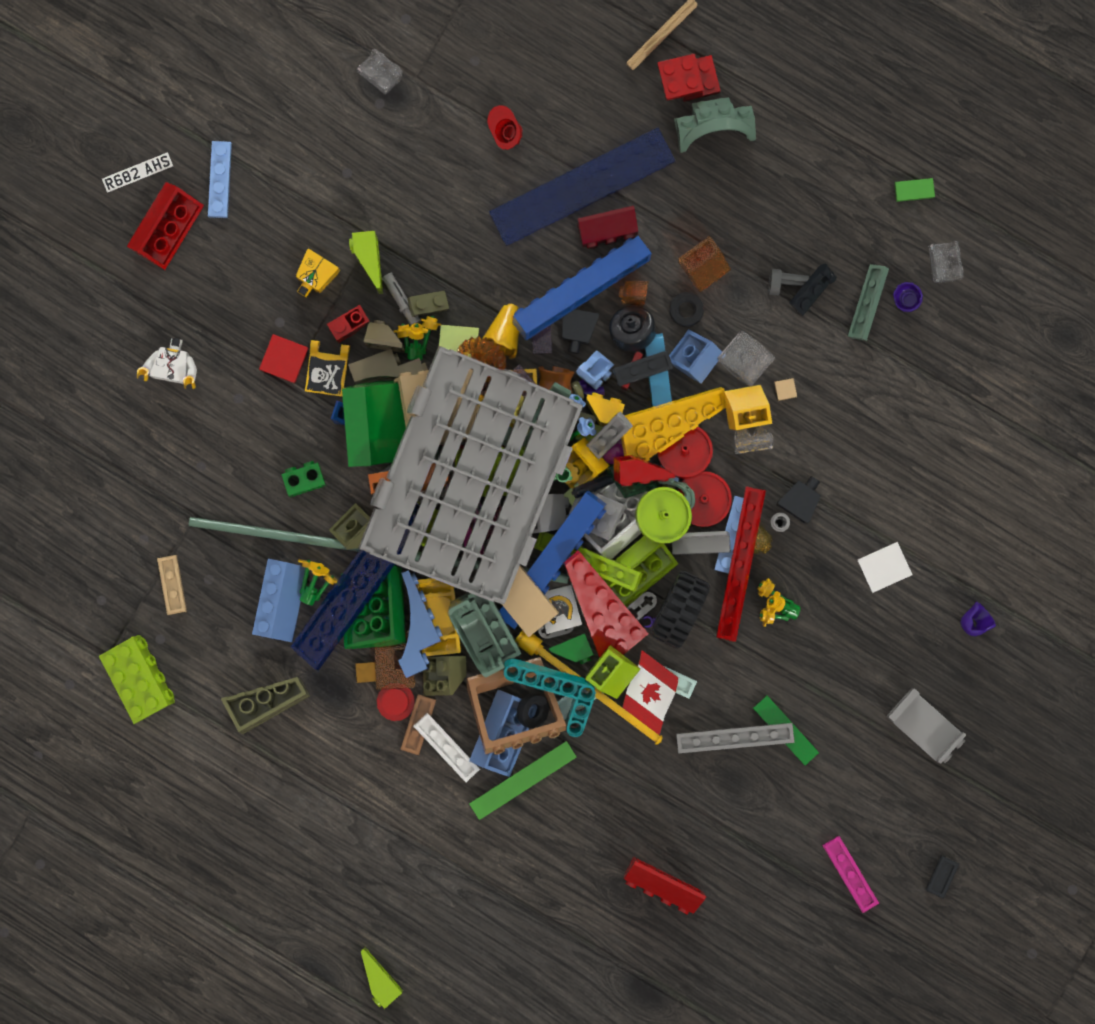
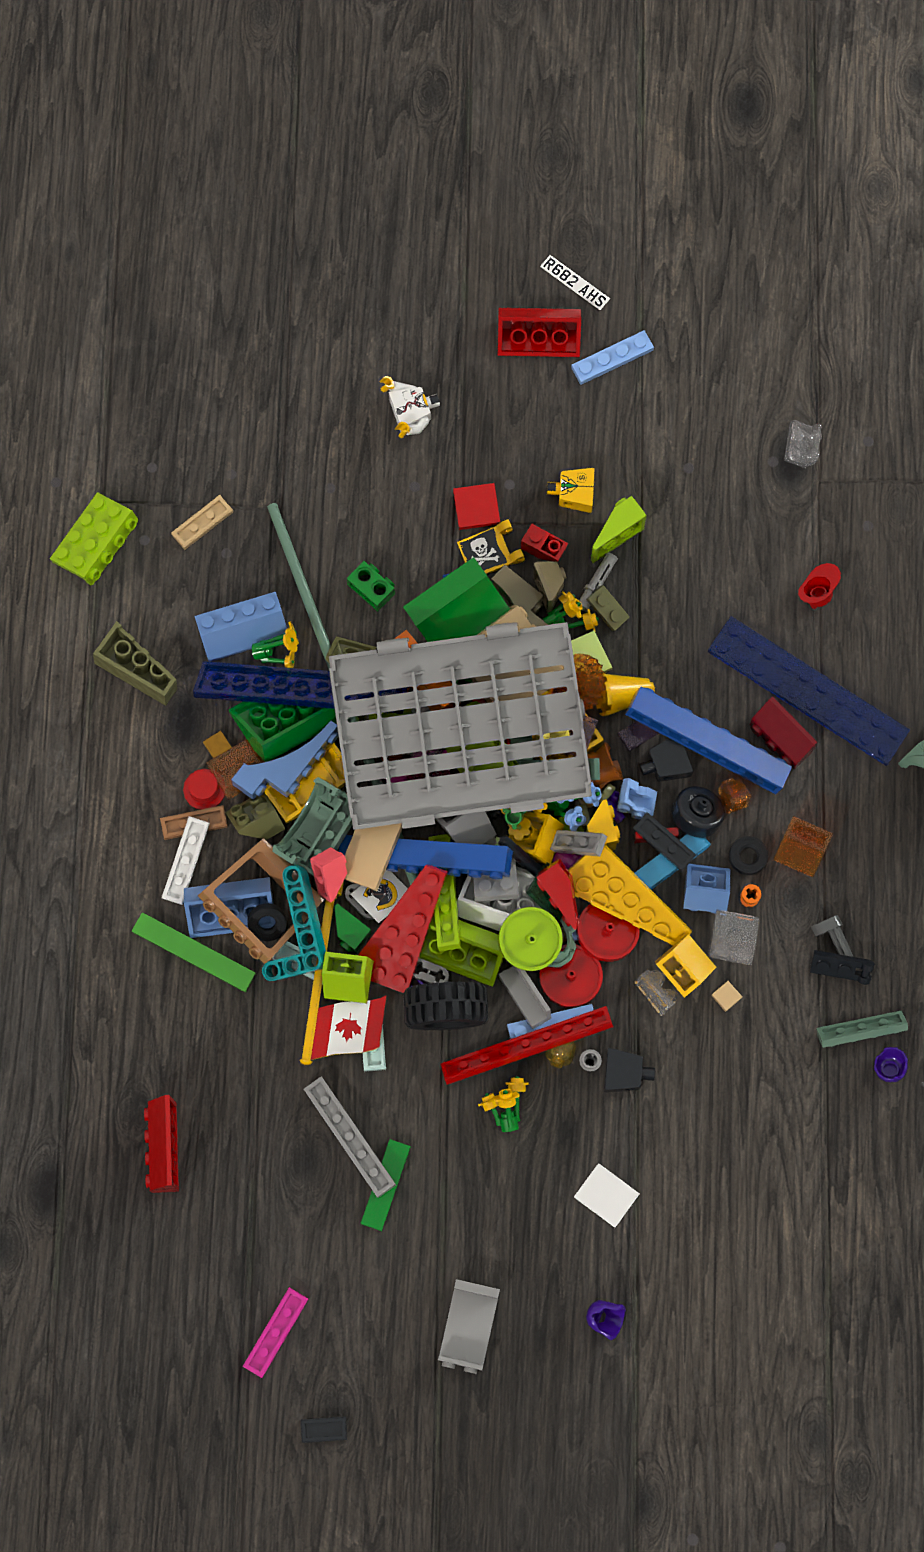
camera: 60 degrees right, 10 degrees down
(524, 641) = (329, 872): none -> coral slope
(723, 321) = (748, 890): none -> orange bush

